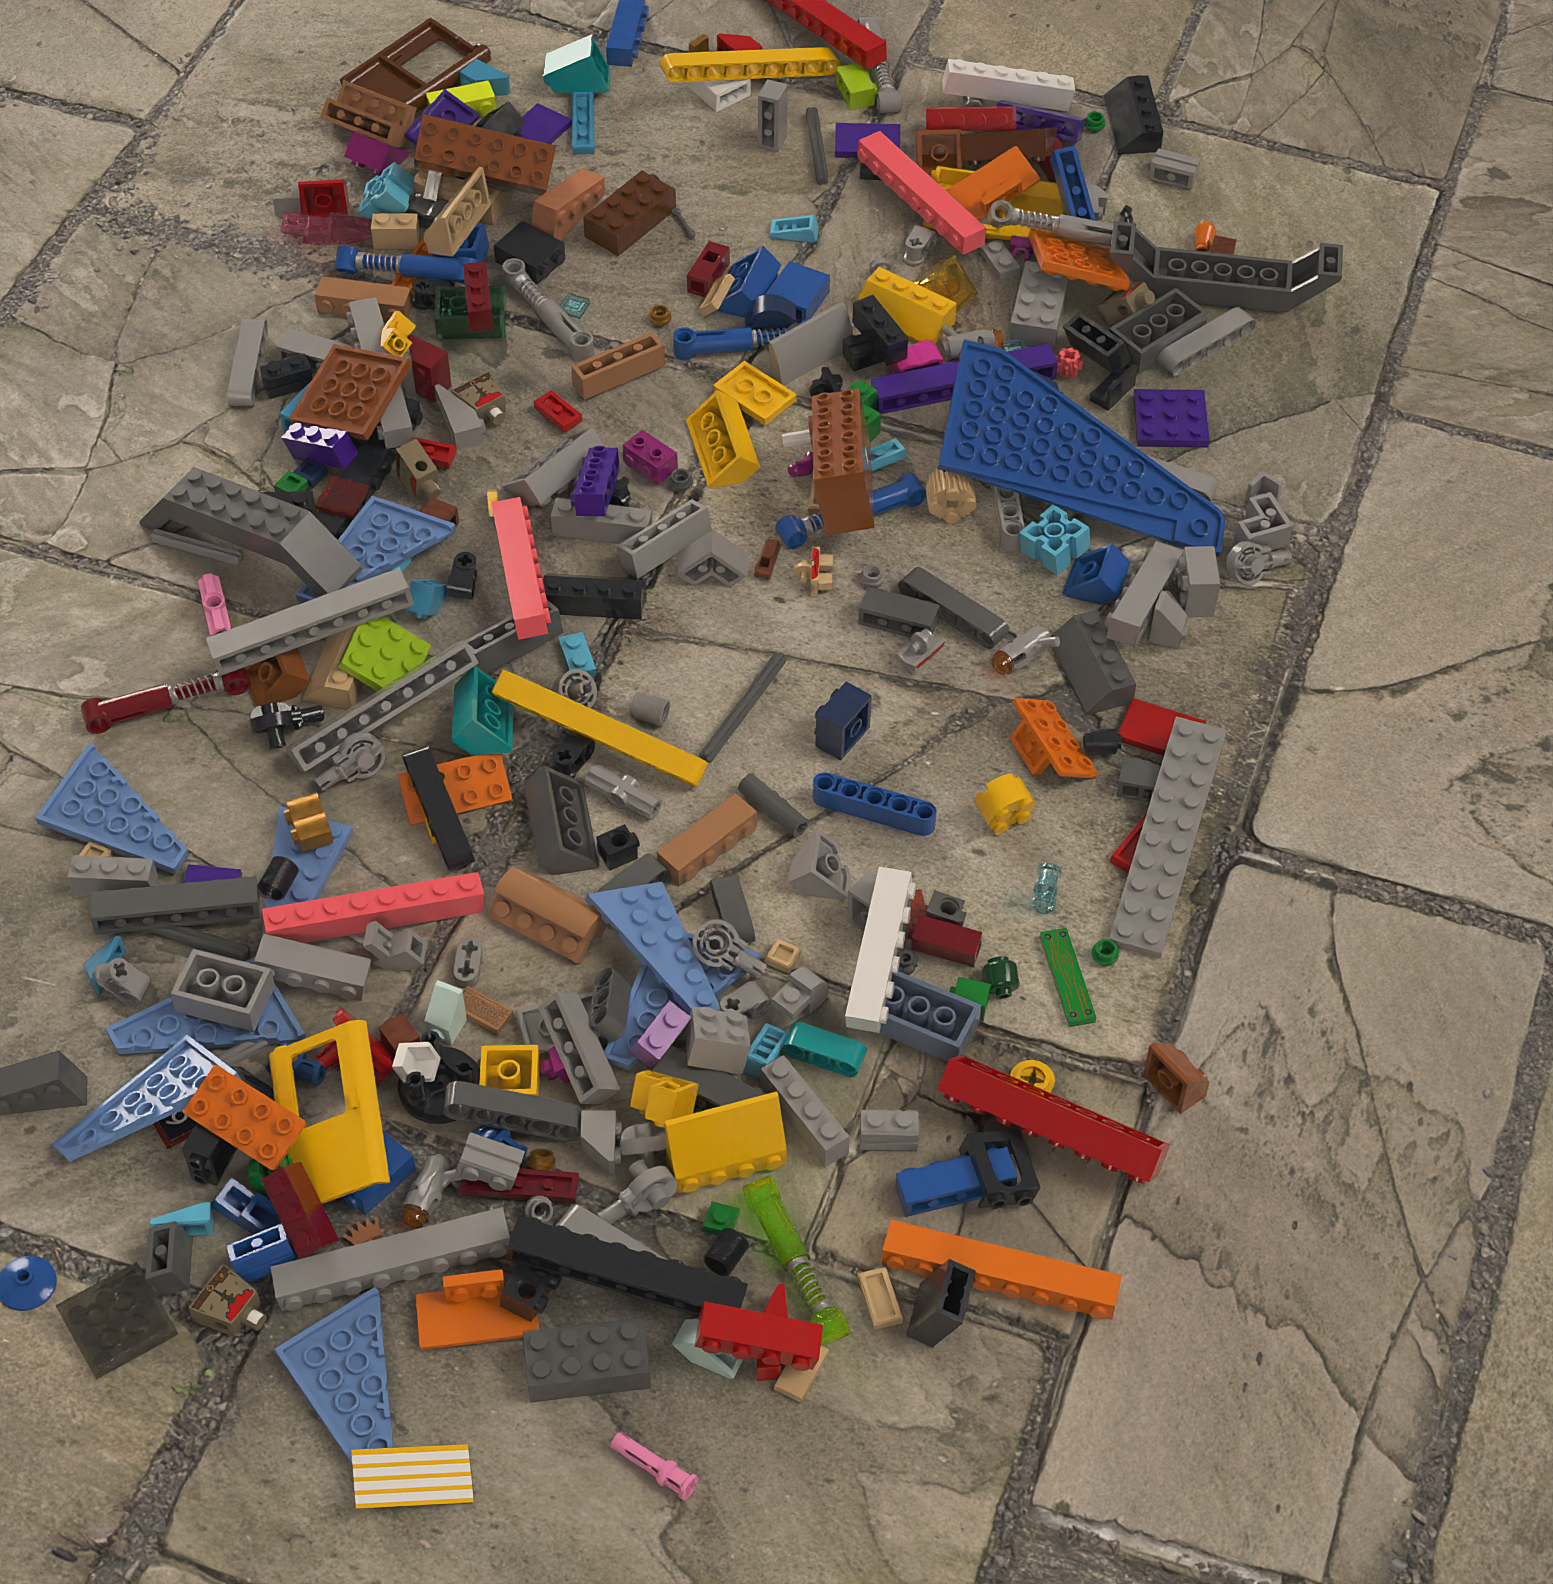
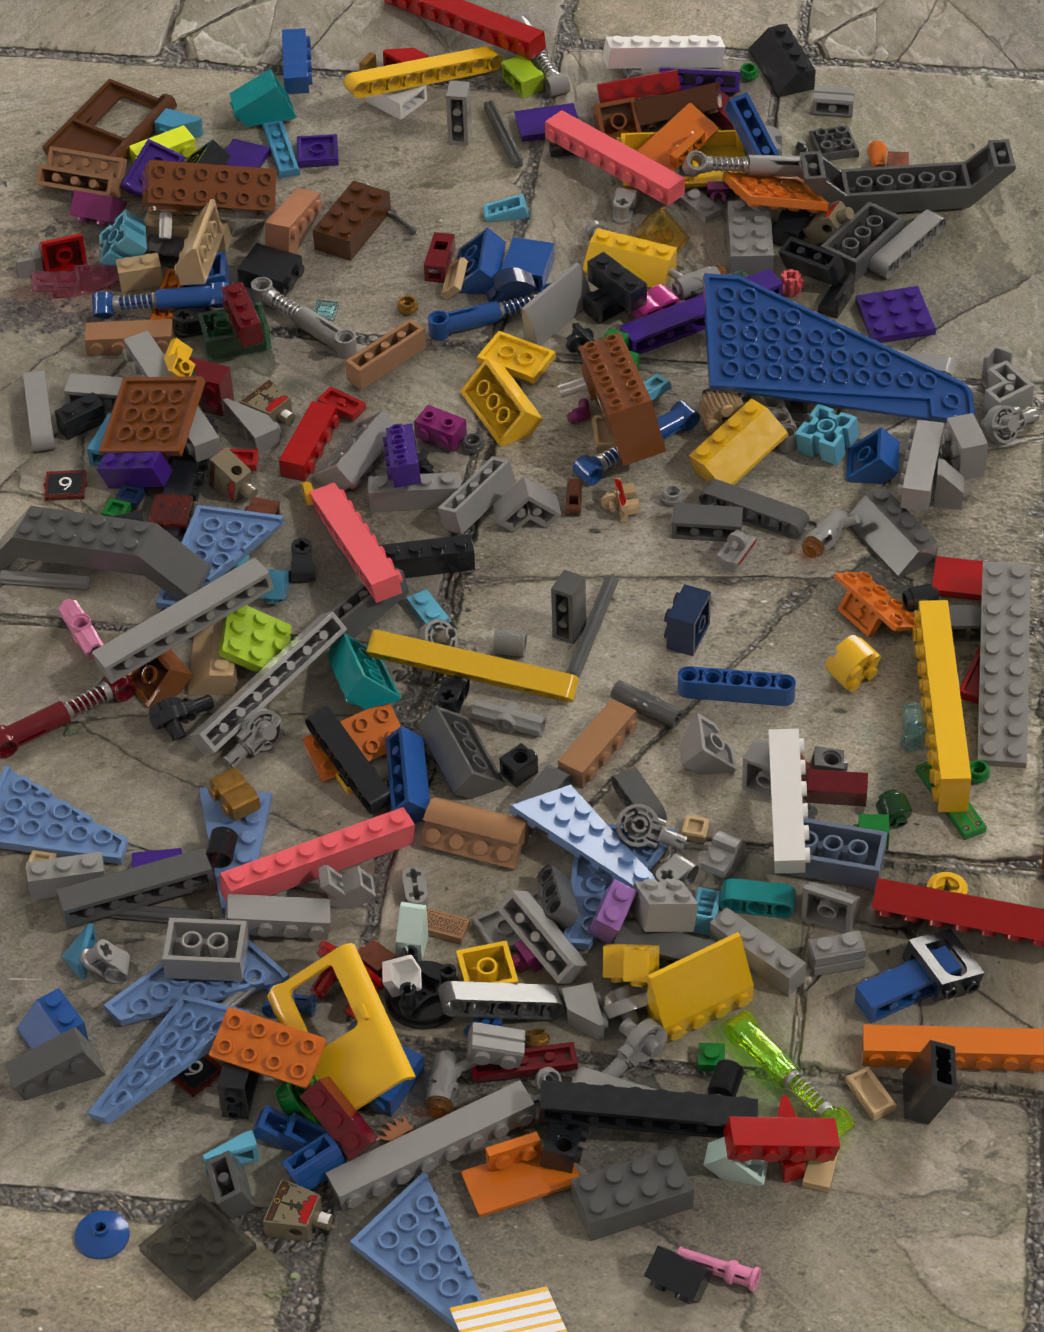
camera: 10 degrees left, 5 degrees down
(46, 1032) = (49, 1018): none -> blue slope
(250, 447) = (65, 485): none -> piece
(496, 834) = (407, 772): none -> blue brick
(510, 446) = (309, 441): none -> red brick
(606, 1464) = (678, 1274): none -> black brick
(620, 131) = (317, 151): none -> dark purple tile
(718, 682) = (568, 606): none -> dark grey brick
(898, 1075) = (830, 907): none -> light grey slope
(955, 533) = (738, 444): none -> yellow slope
(1083, 873) = (942, 706): none -> yellow brick
(1086, 299) = (790, 224): none -> black brick
(1162, 215) = (834, 142): none -> dark grey tile

